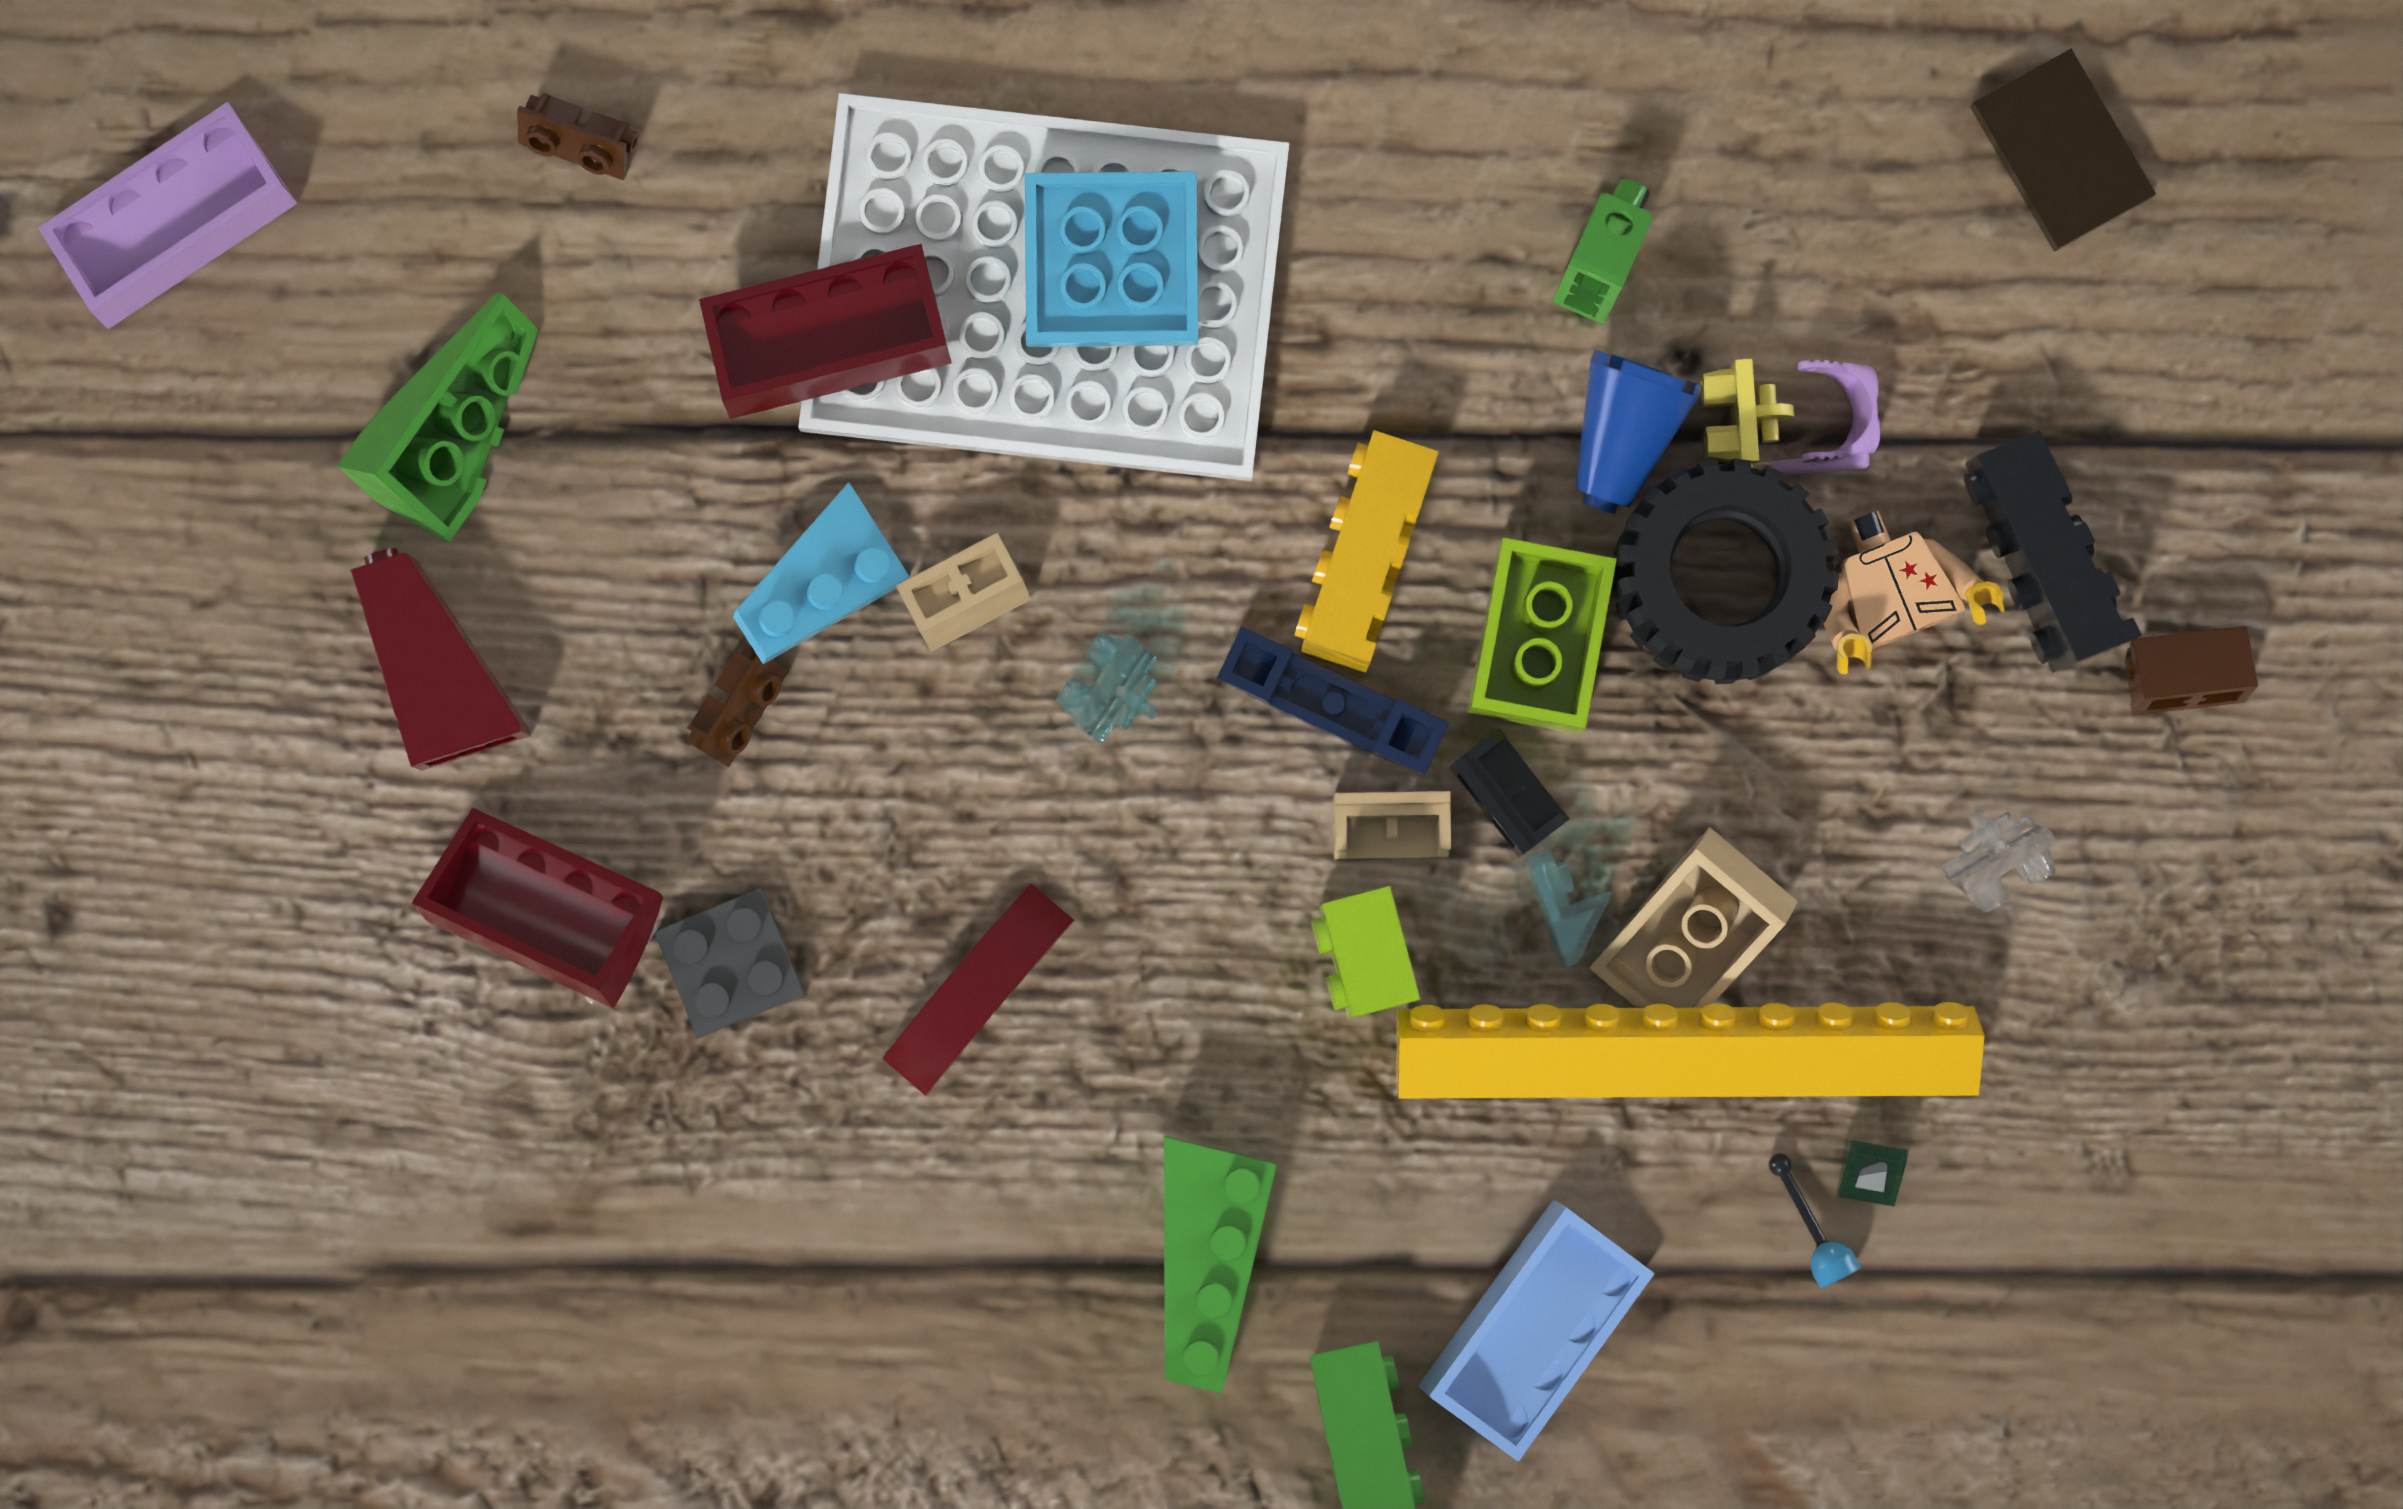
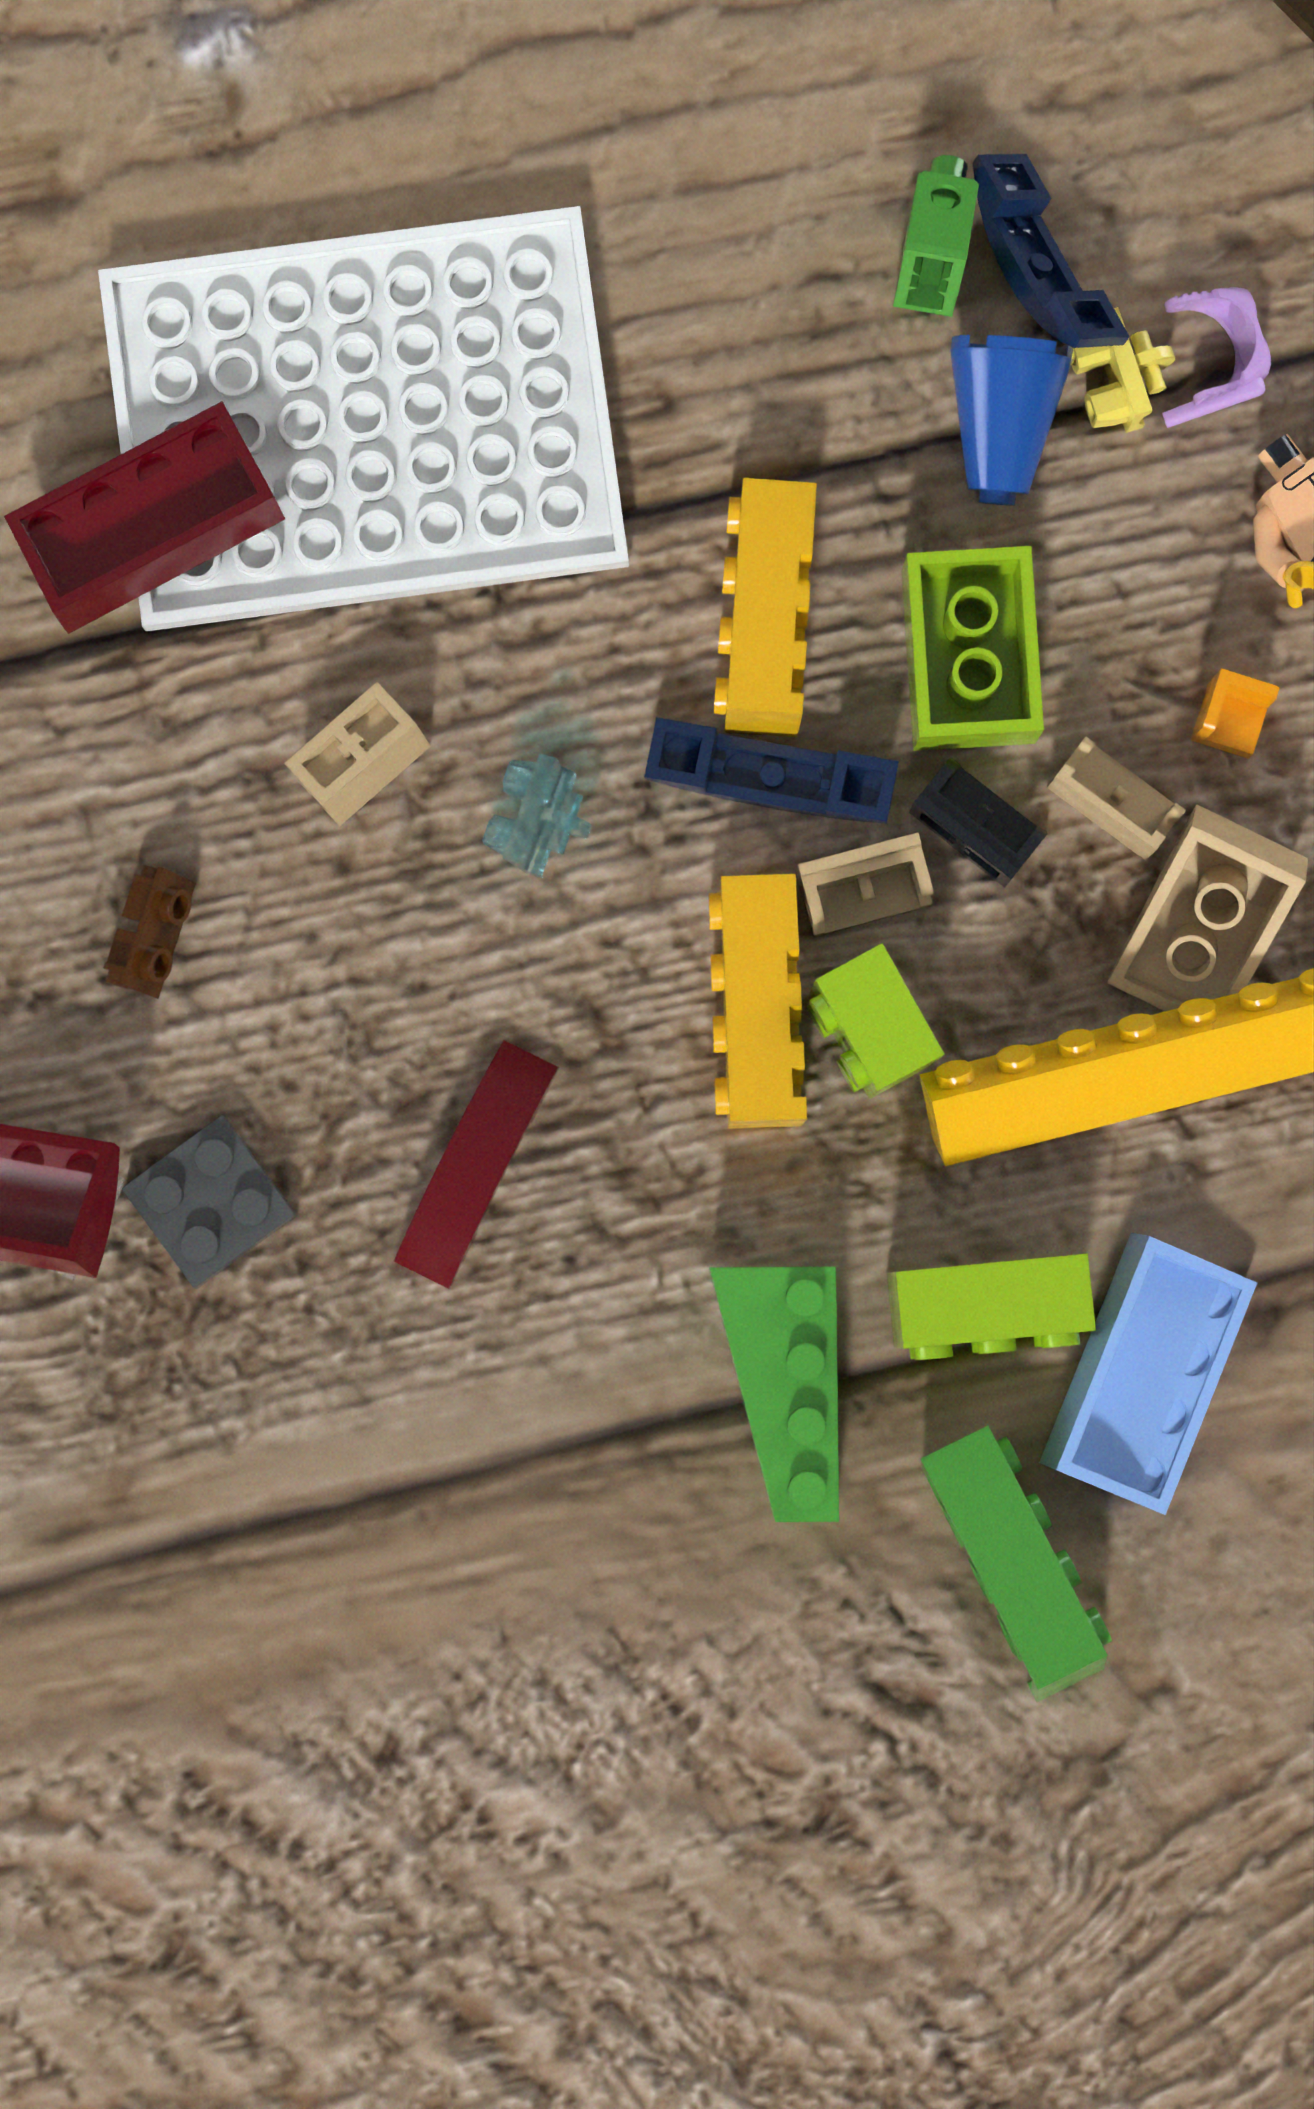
camera: 10 degrees left, 0 degrees up
(821, 579) = (204, 778): medium azure wing -> none
(1111, 259) = (425, 368): medium azure plate -> none
(1270, 906) = (759, 1001): none -> yellow wedge
(1407, 1234) = (991, 1305): none -> lime brick
(1567, 923) = (1075, 941): clear light blue slope -> none
(1639, 803) = (1116, 799): none -> tan hinge
(1687, 296) = (1032, 263): none -> dark blue slope
(1764, 753) = (1233, 712): none -> light orange panel
(1781, 520) = (1193, 472): black tyre -> none

